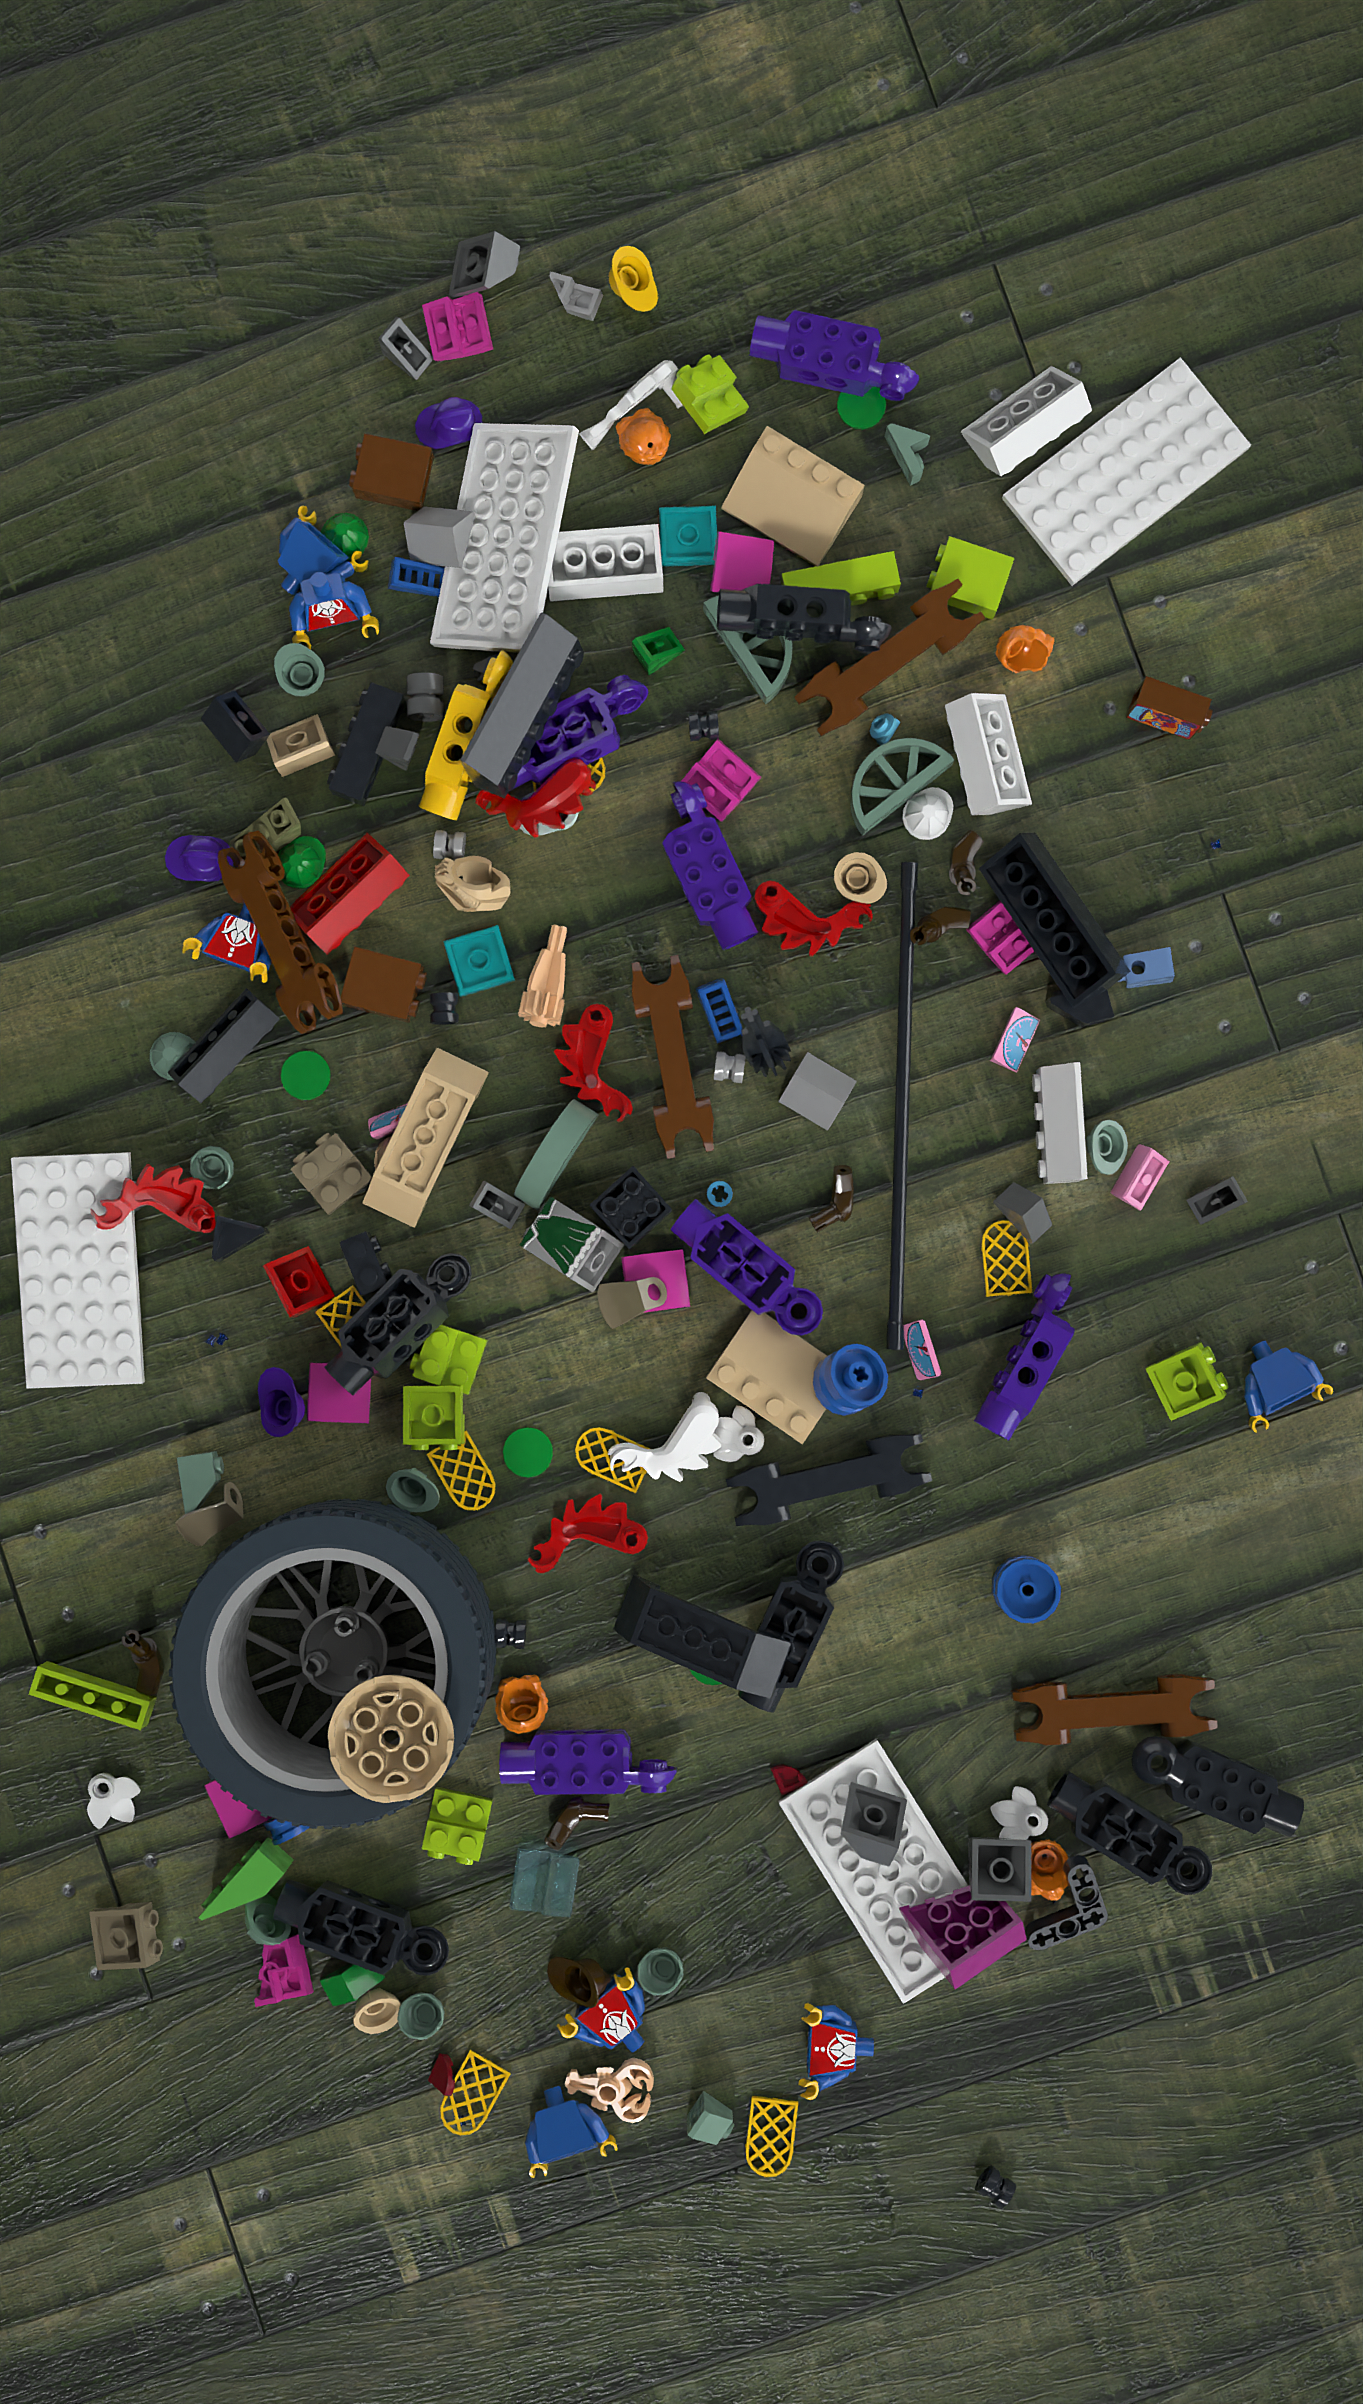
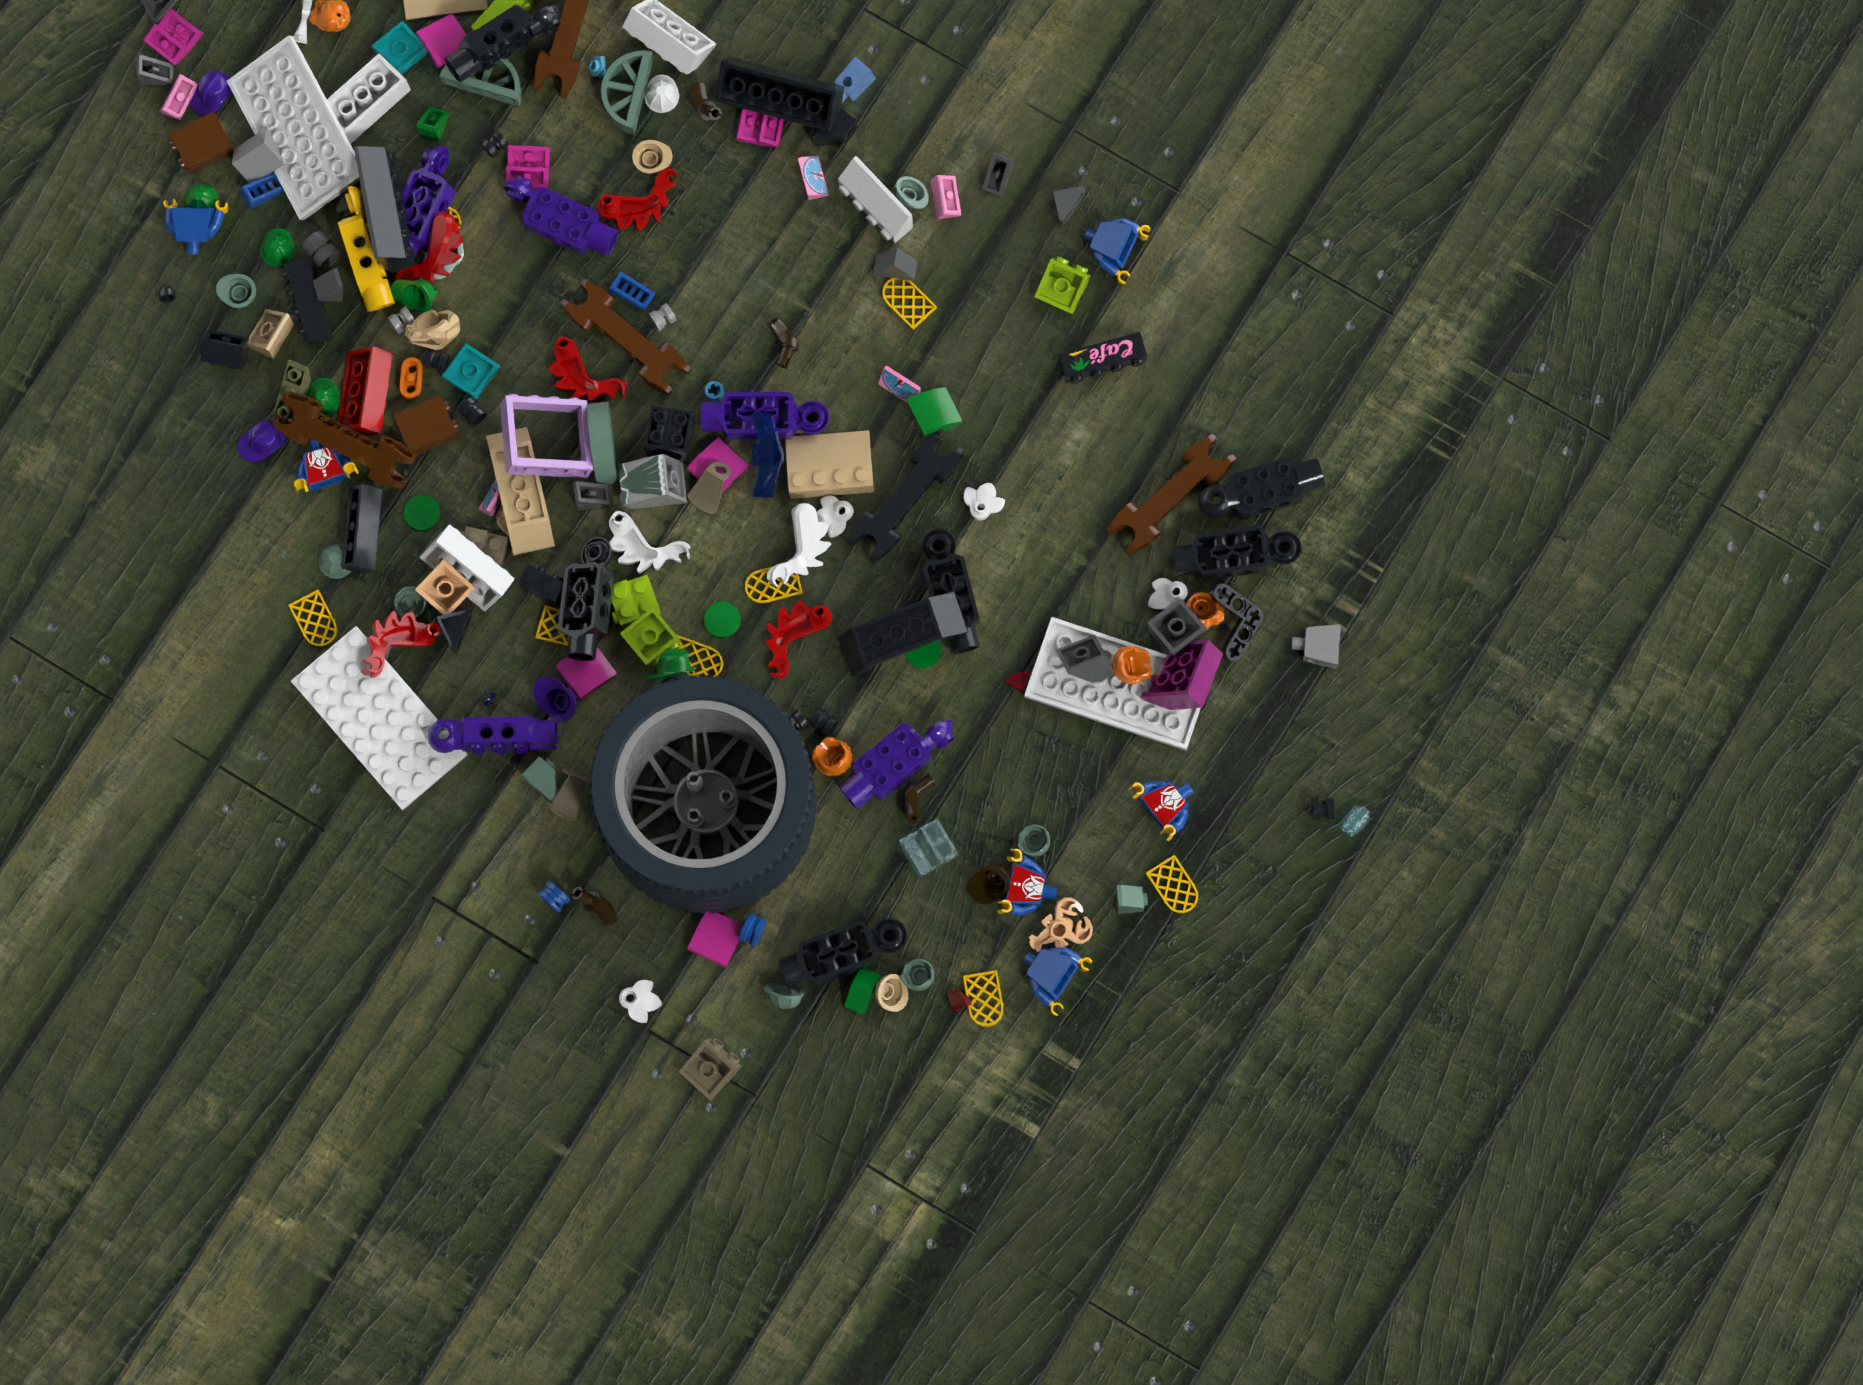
camera: 30 degrees left, 10 degrees down
(79, 1106) = (303, 599): none -> yellow window
(92, 1695) = (581, 946): lime brick -> none
(107, 1616) = (553, 896): none -> blue wheel
(157, 1368) = (470, 734): none -> dark purple brick
(225, 613) = (166, 294): none -> black hinge
(253, 1188) = (445, 588): none -> light nougat slope
(261, 1870) = (758, 970): bright green slope -> none
(284, 1972) = (819, 1017): dark pink slope -> none
(297, 1184) = (478, 568): none -> white slope
(299, 1282) = (512, 627): red slope -> none
(328, 602) = (223, 241): blue torso -> none
(384, 655) = (277, 248): none -> green piece
(384, 1769) = (760, 762): tan brick -> none
(408, 918) = (411, 379): none -> orange plate
(410, 401) = (178, 97): none -> bright pink slope
(428, 1468) = (672, 662): none -> green piece
(430, 1111) = (545, 467): none -> lavender window
(452, 922) = (436, 360): none -> black wheel
(457, 1825) = (851, 855): lime plate -> none
(485, 828) = (414, 294): none -> green piece
(499, 1289) = (631, 542): none -> white animal
(543, 1657) = (824, 722): none -> black wheel
(545, 989) = (525, 362): light nougat piece -> none
(715, 1316) = (767, 455): none -> clear blue plate
(763, 1043) = (670, 285): black piece -> none
(817, 1091) = (724, 293): light grey slope -> none
(850, 1379) = (871, 429): blue wheel -> none
(895, 1325) = (873, 383): black piece -> none
(911, 1547) = (983, 498): none -> white plate
(918, 1870) = (1131, 665): none -> orange hair
(935, 1410) = (934, 410): none -> green slope
(937, 923) = (716, 148): dark brown arm -> none
(1010, 1398) = (968, 356): dark purple brick -> none
(1019, 2228) = (1355, 820): none -> clear light blue brick
(1039, 1600) = (1065, 479): blue wheel -> none
(1139, 2006) = (1319, 645): none -> light grey torso
(1164, 1496) = (1103, 357): none -> black brick
(1264, 1290) = (1066, 202): none -> dark grey slope

